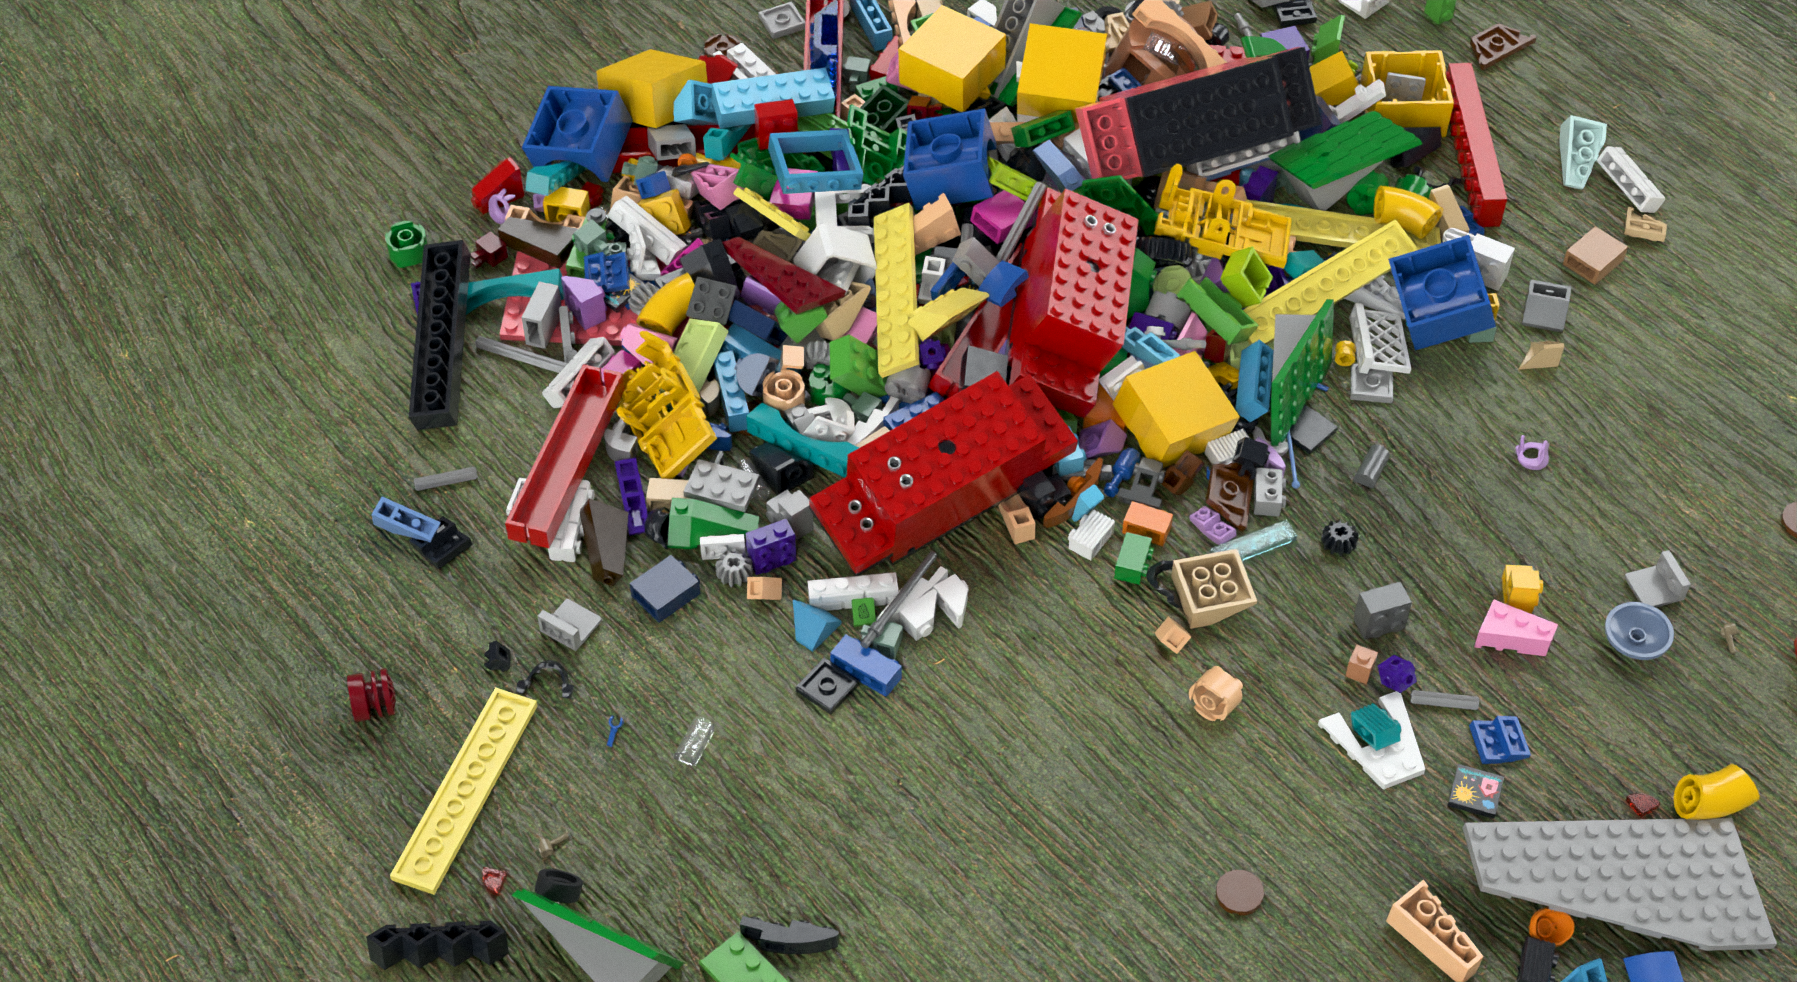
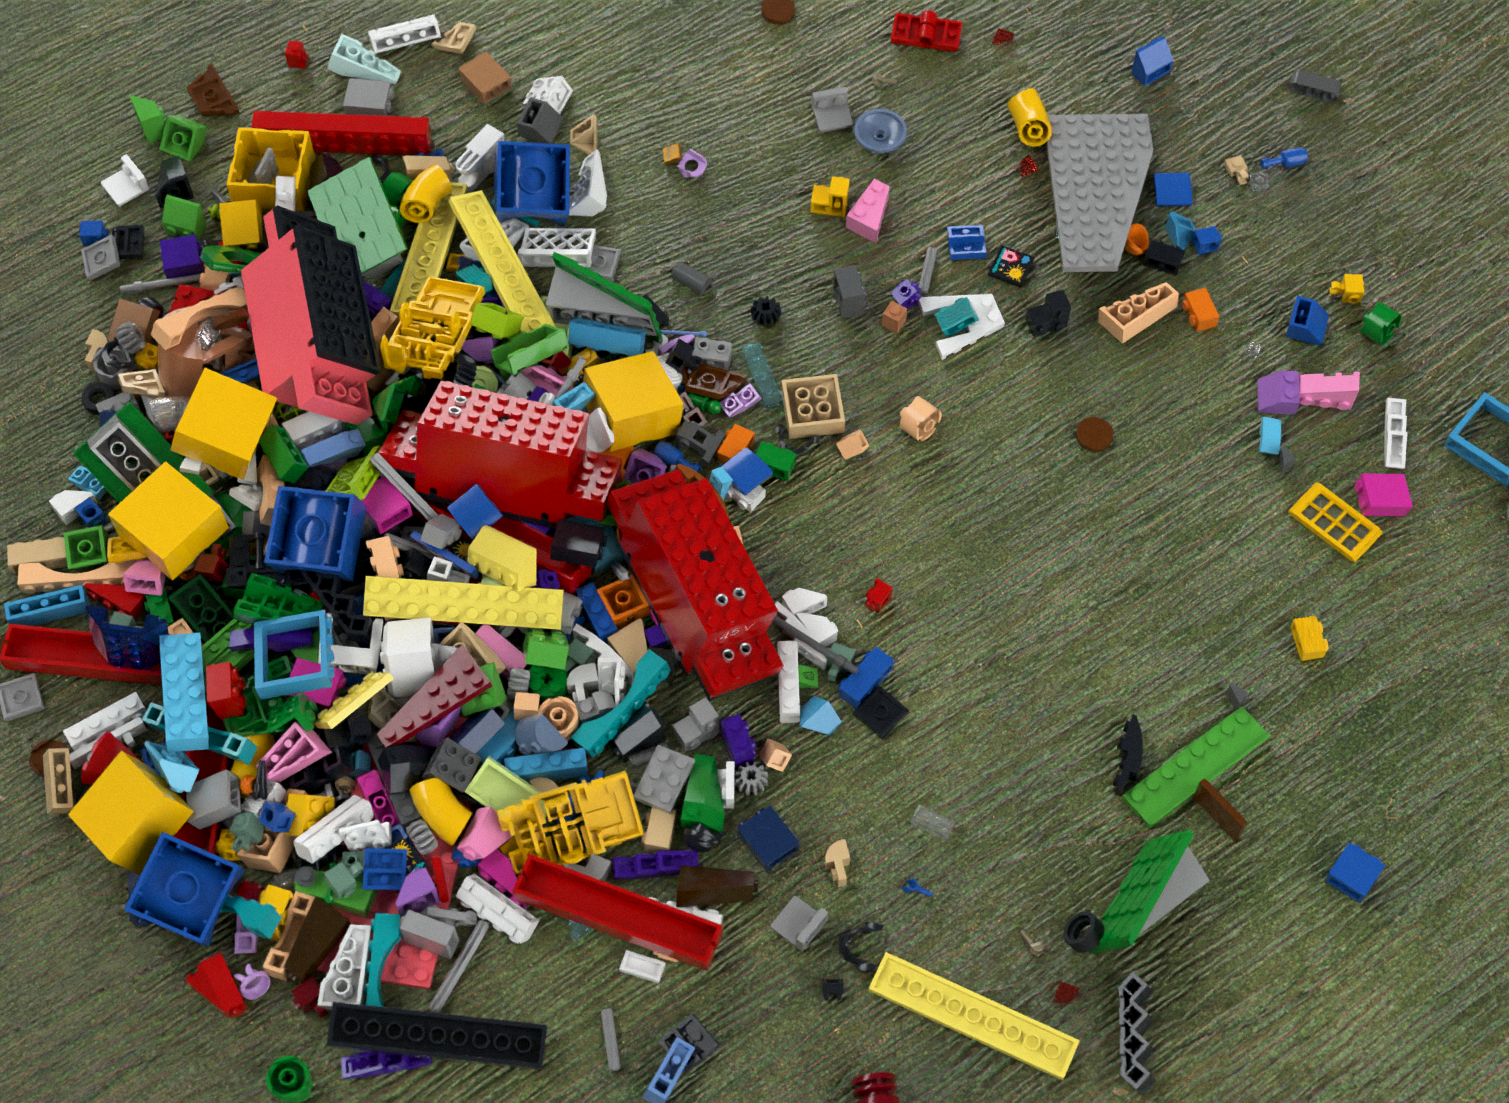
camera: 85 degrees left, 10 degrees up
(494, 263) = (348, 970): none -> white wedge
(603, 322) = (439, 880): none -> red plate
(644, 651) = (836, 858): none -> tan brick
(696, 45) = (58, 781): none -> tan brick
(972, 671) = (878, 596): none -> red brick
(1107, 524) = (747, 471): none -> blue slope
(1199, 492) = (713, 406): none -> green pin
(1375, 30) = (172, 181): none -> black slope
(1404, 829) = (1051, 315): none -> black brick
(1436, 30) = (182, 137): none -> bright green slope
(1461, 362) = (590, 189): none -> white wedge
(1532, 162) = (368, 97): none -> light grey brick
(1542, 433) = (672, 154): none -> pearl gold tile
(1571, 98) = (296, 55): none -> red brick
(1590, 314) = (551, 90): none -> white bracket

